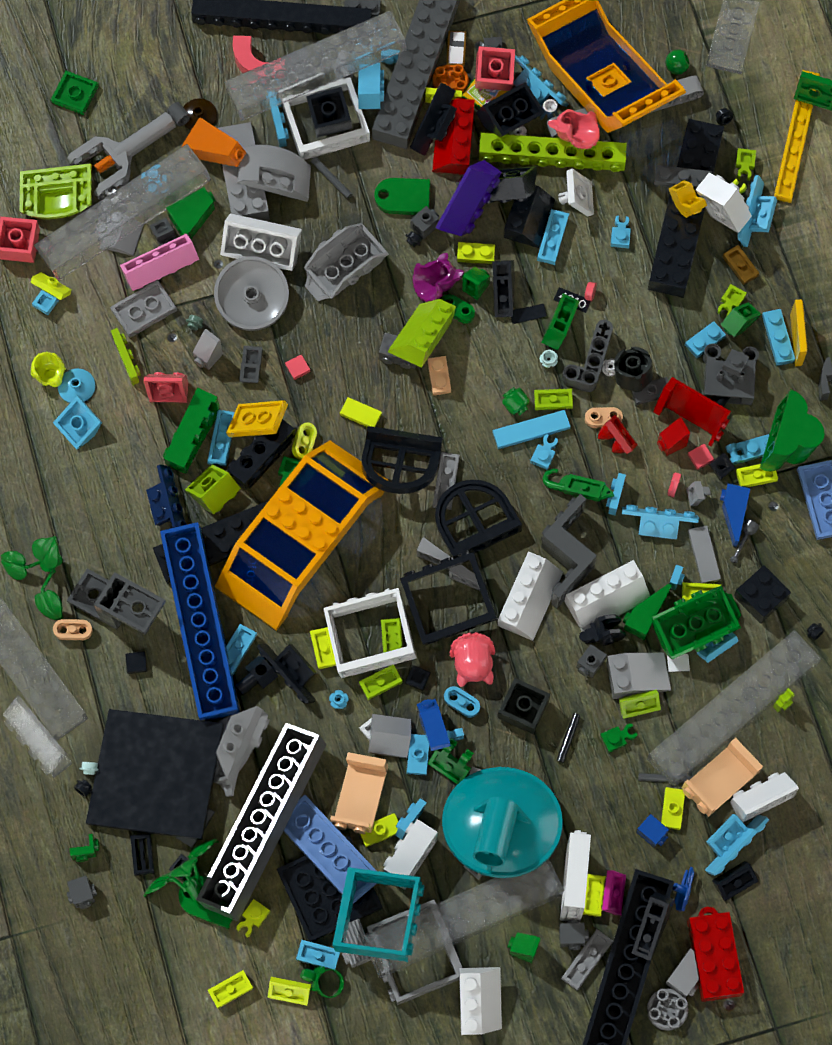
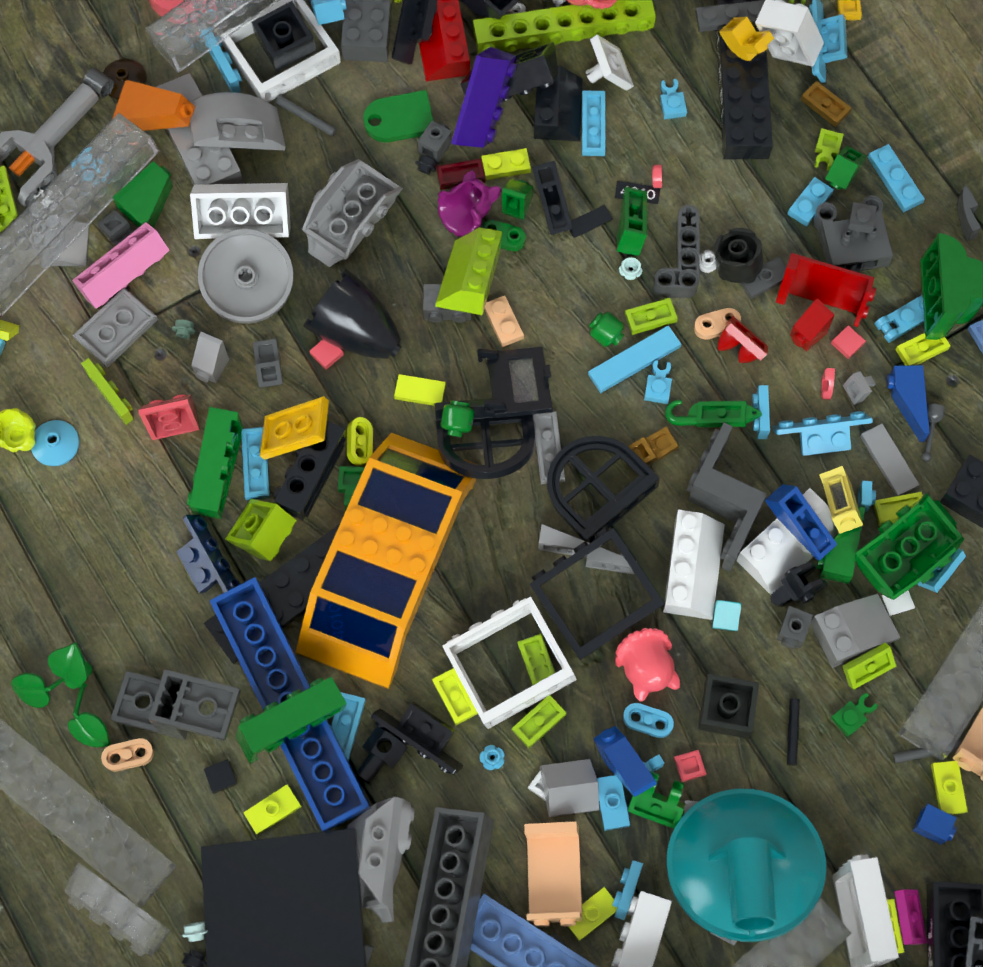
camera: 15 degrees left, 0 degrees up
(78, 423) = (68, 488): medium azure slope -> none
(167, 696) = (272, 809): none -> neon yellow plate
(195, 630) = (289, 718): none -> green wedge
(324, 347) = (354, 320): none -> black cylinder
(381, 441) = (457, 418): none -> green head
(417, 678) = (583, 703): black tile -> none
(431, 251) = (453, 174): none -> dark red tile
(435, 425) = (517, 382): none -> black piece
(483, 743) = (689, 766): none -> coral tile
(527, 500) = (655, 446): none -> pearl gold slope
(543, 640) = (726, 615): none -> slope
(617, 582) = (801, 520): none -> blue slope
(655, 574) = (841, 500): none -> light yellow window
(721, 466) = (877, 347): black tile -> none
(798, 332) = (921, 165): yellow tile -> none

